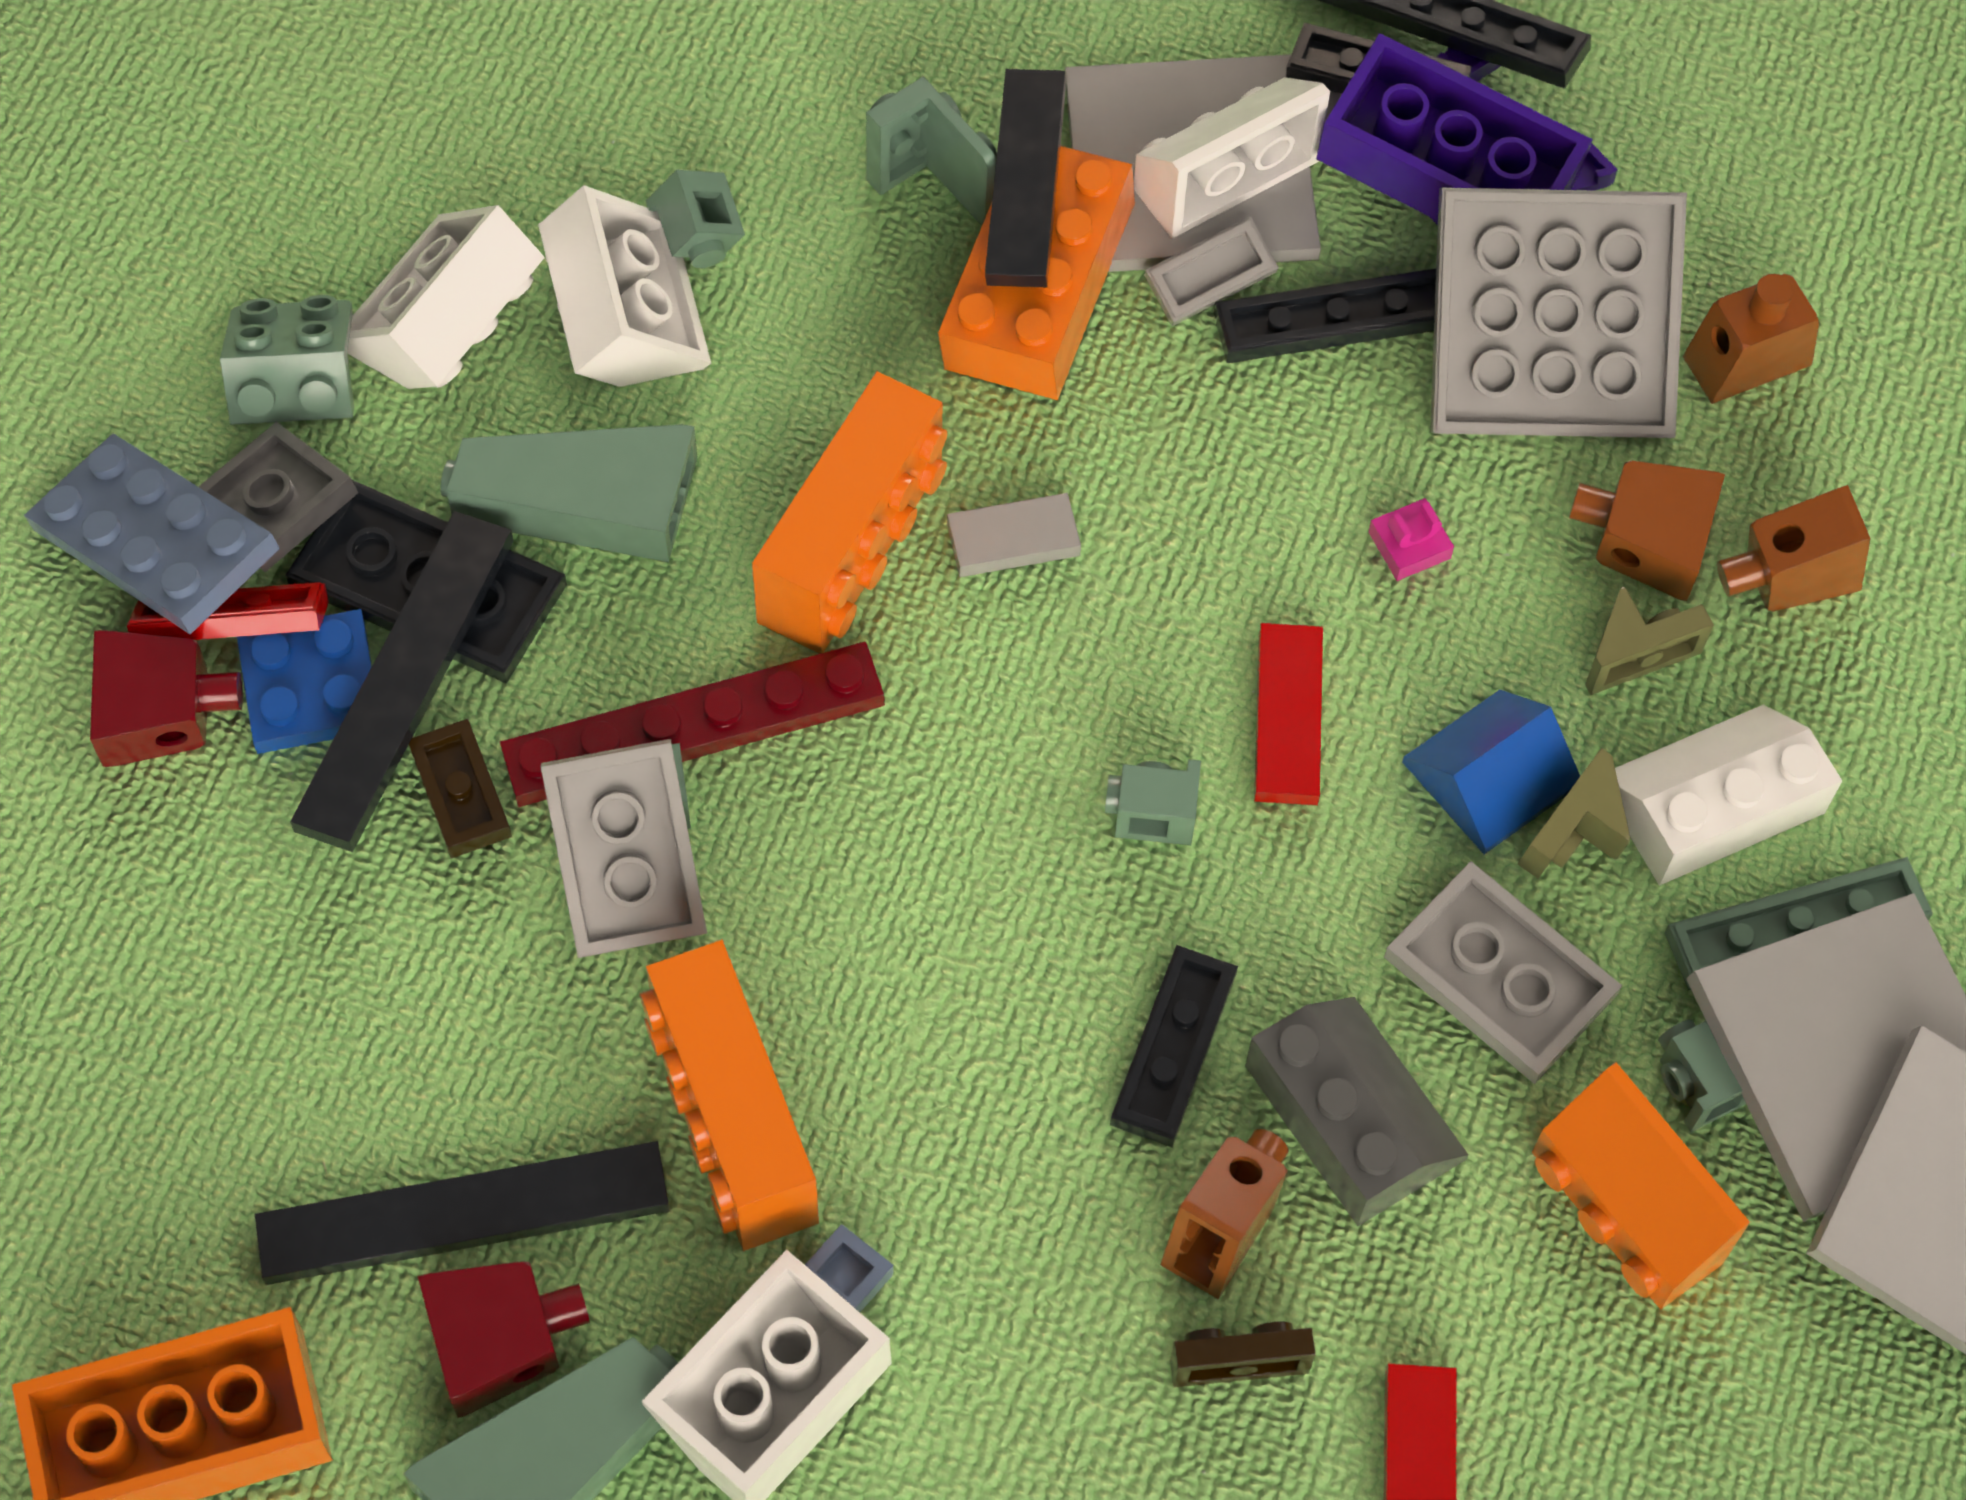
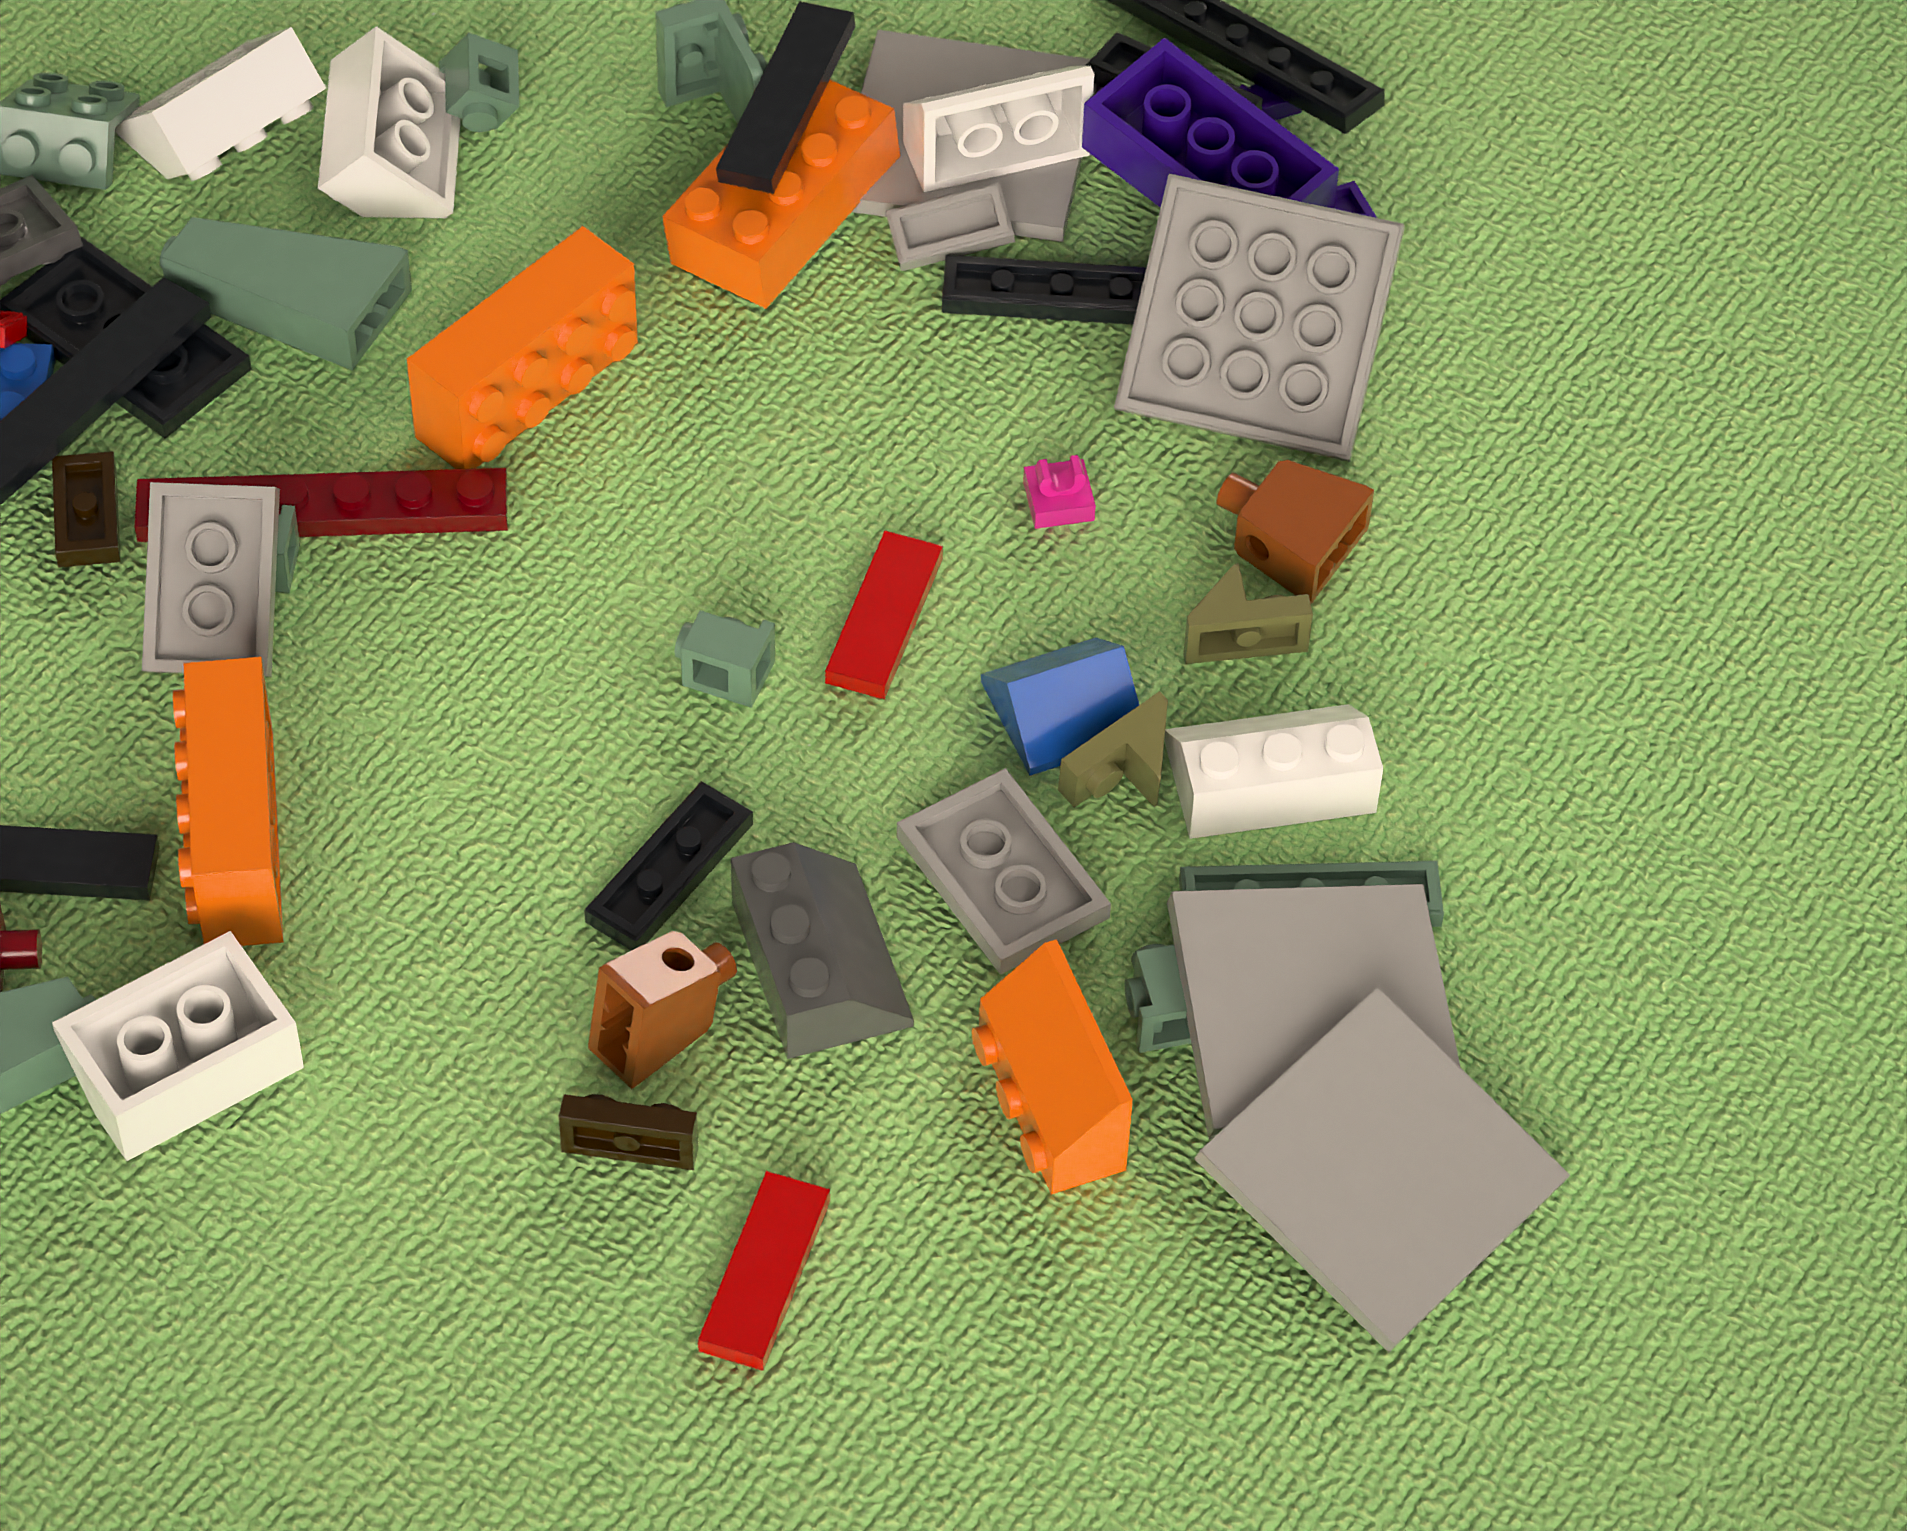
camera: 15 degrees right, 10 degrees down
(851, 1267) = (295, 976): sand blue plate -> none
(1013, 535) = (680, 411): light grey tile -> none
(1753, 338) = (1452, 382): dark orange torso -> none
(1802, 553) = (1425, 575): dark orange torso -> none

